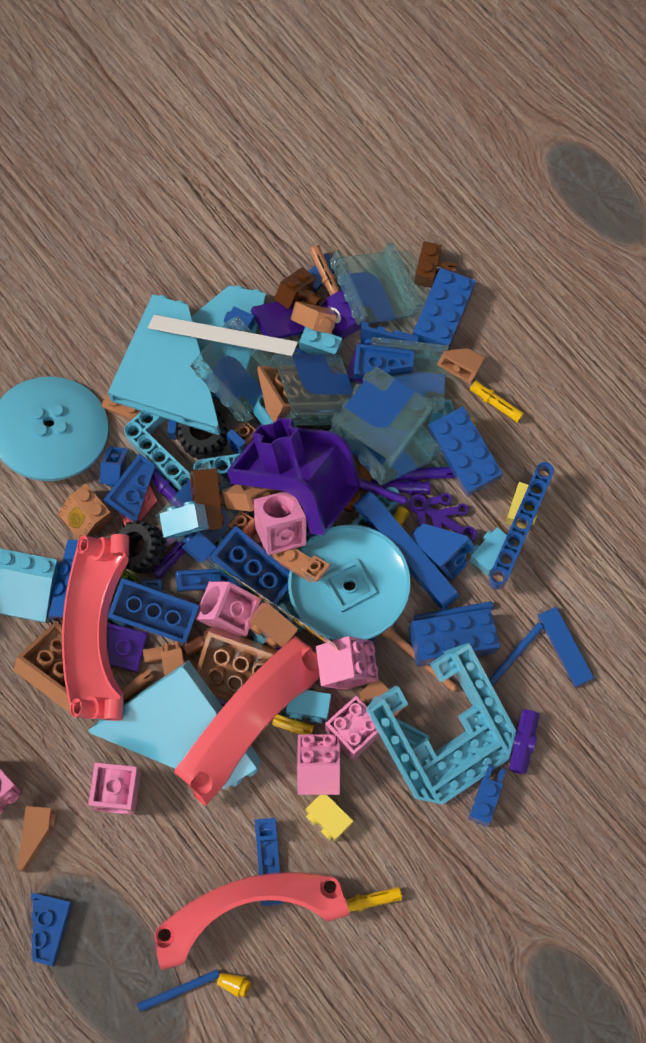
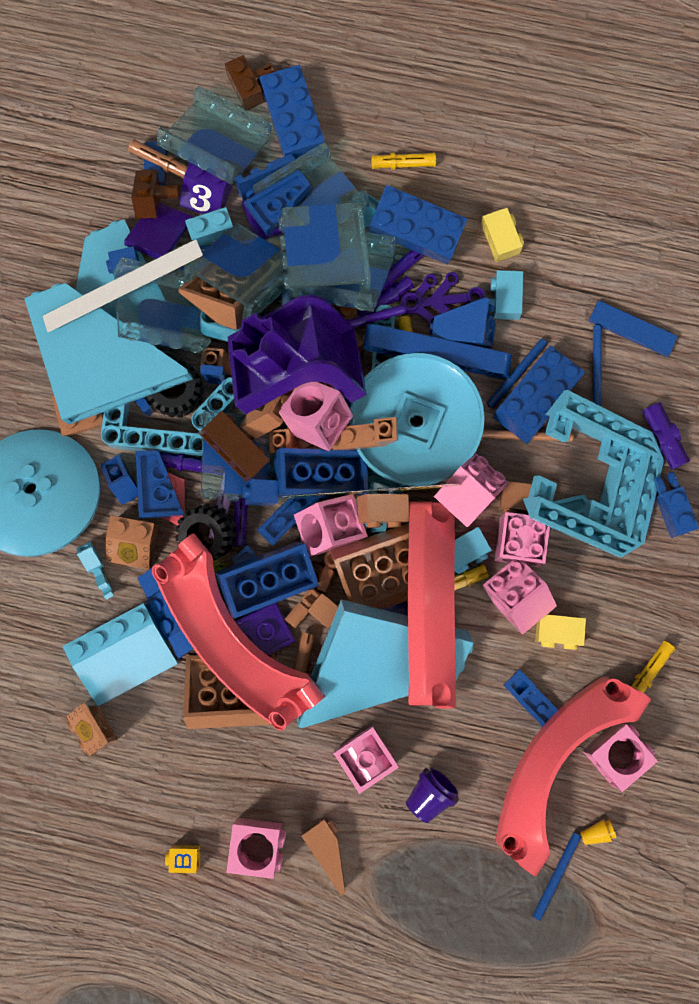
camera: 35 degrees left, 10 degrees up
(47, 507) = (93, 563): none -> medium azure piece
(49, 925) = (404, 914): blue wing -> none
(138, 854) = (431, 795): none -> dark purple piece
(183, 520) = (232, 480): brick -> none
(282, 923) = (642, 756): none -> bright pink brick
(314, 317) = (186, 206): nougat slope -> none
(461, 363) = (348, 149): nougat slope -> none
(526, 517) = (521, 242): blue beam -> none

